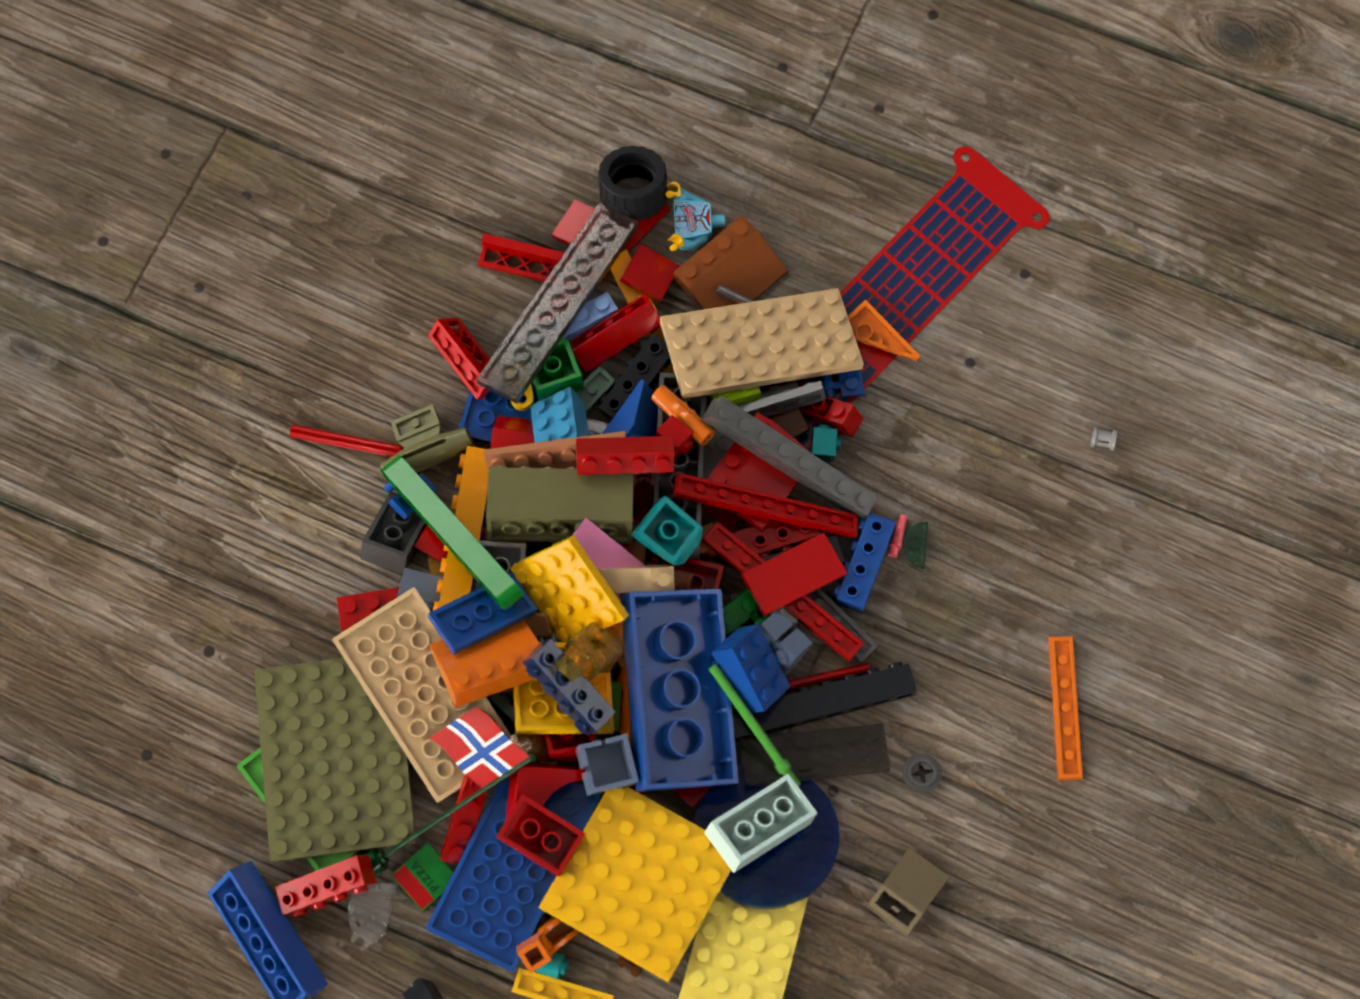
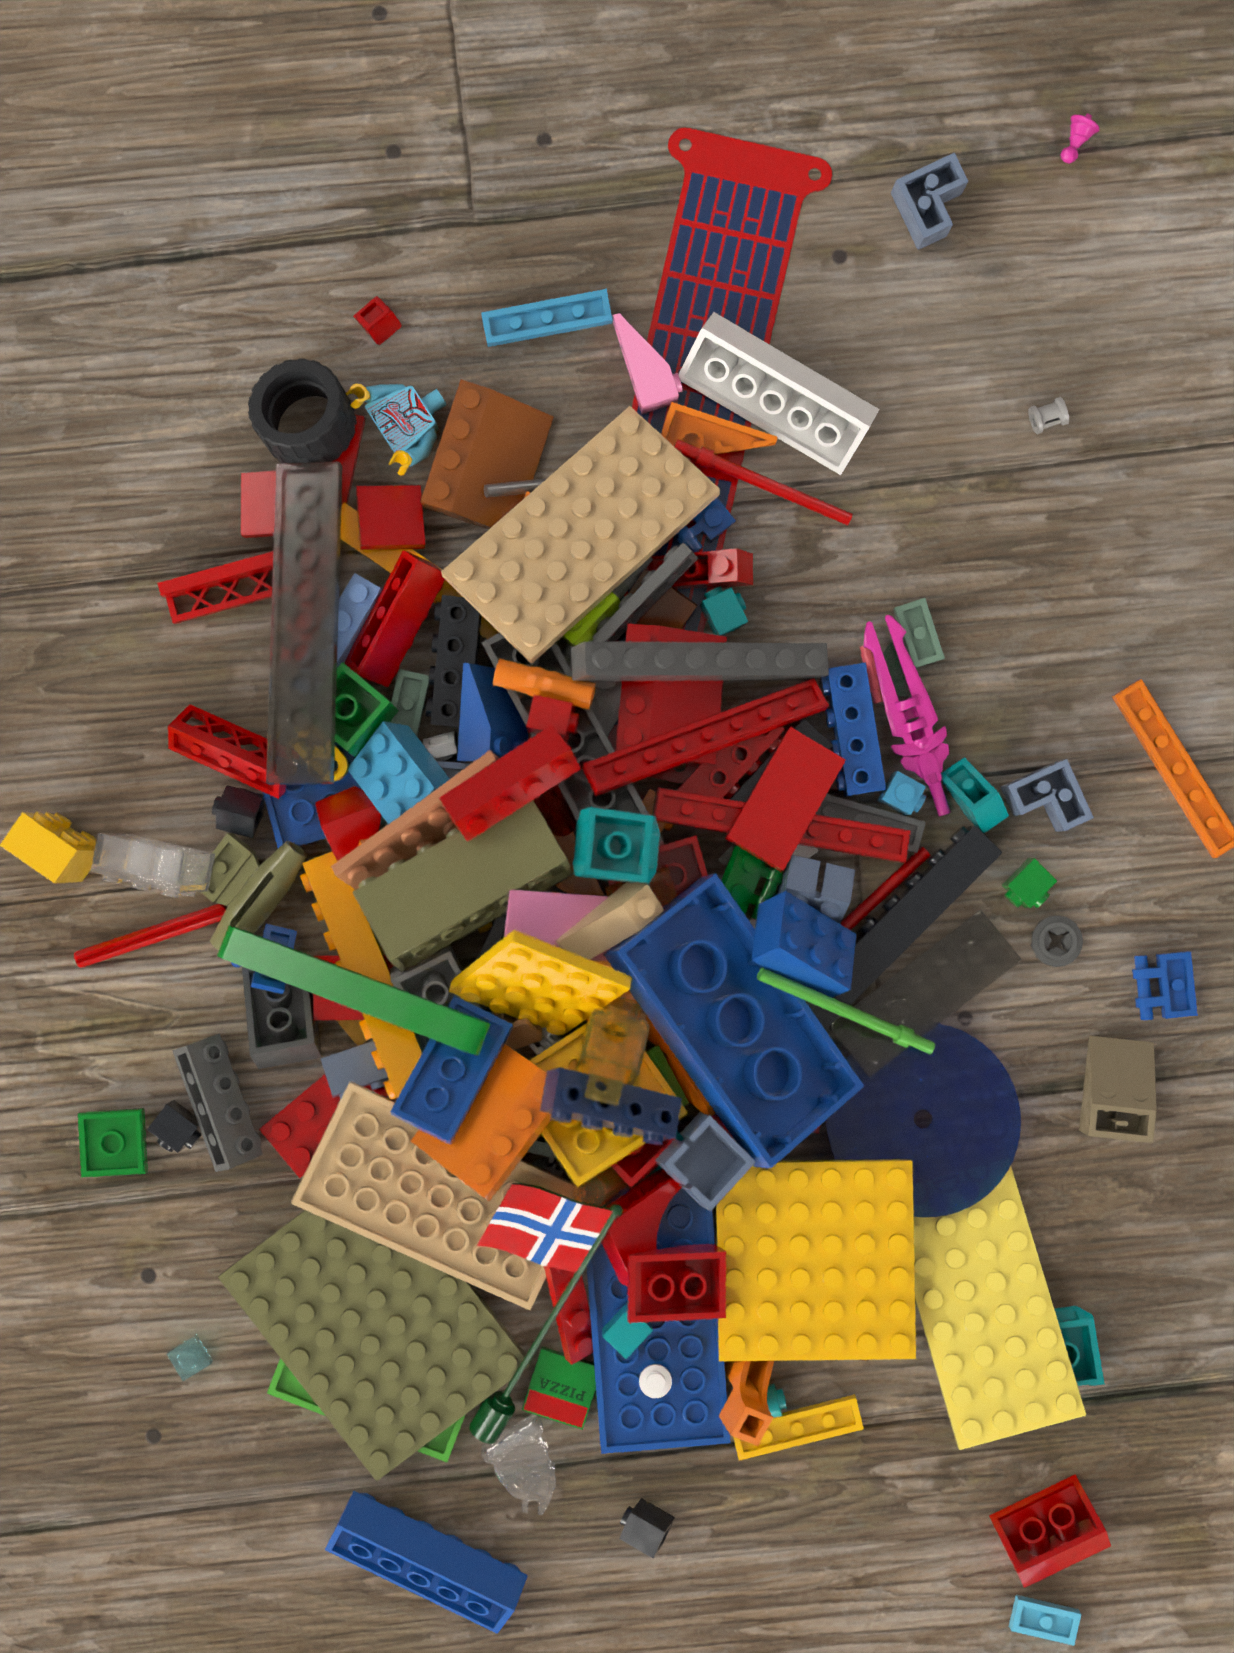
camera: 35 degrees left, 15 degrees up
(201, 717) = (189, 1357): none -> clear light blue plate
(241, 553) = (112, 1142): none -> green plate
(286, 566) = (175, 1128): none -> black brick
(322, 564) = (218, 1102): none -> dark grey brick
(323, 349) = (51, 846): none -> yellow brick
(325, 885) = (460, 1473): brick -> none
(376, 394) = (152, 864): none -> clear brick
(447, 395) = (238, 811): none -> black brick
(489, 899) = (655, 1381): none -> white plate
(492, 853) = (624, 1335): none -> teal brick
(713, 157) = (377, 320): none -> red slope
(760, 823) = (920, 1121): light aqua brick -> none
(818, 210) = (547, 317): none -> dark azure plate
(862, 274) = (648, 371): none -> bright pink slope
(867, 343) = (705, 457): none -> red bar
(873, 619) = (903, 794): none -> dark azure brick
(904, 601) = (921, 749): none -> dark pink sword
(920, 648) = (974, 795): none -> teal slope
(923, 724) = (1029, 885): none -> green brick
(936, 331) = (777, 393): none -> white slope
(942, 526) = (920, 636): none -> sand green plate
(971, 667) = (1055, 789): none -> sand blue brick
(986, 844) = (1175, 985): none -> blue plate
(1095, 263) = (922, 196): none -> sand blue brick
(1221, 280) = (1081, 130): none -> dark pink piece

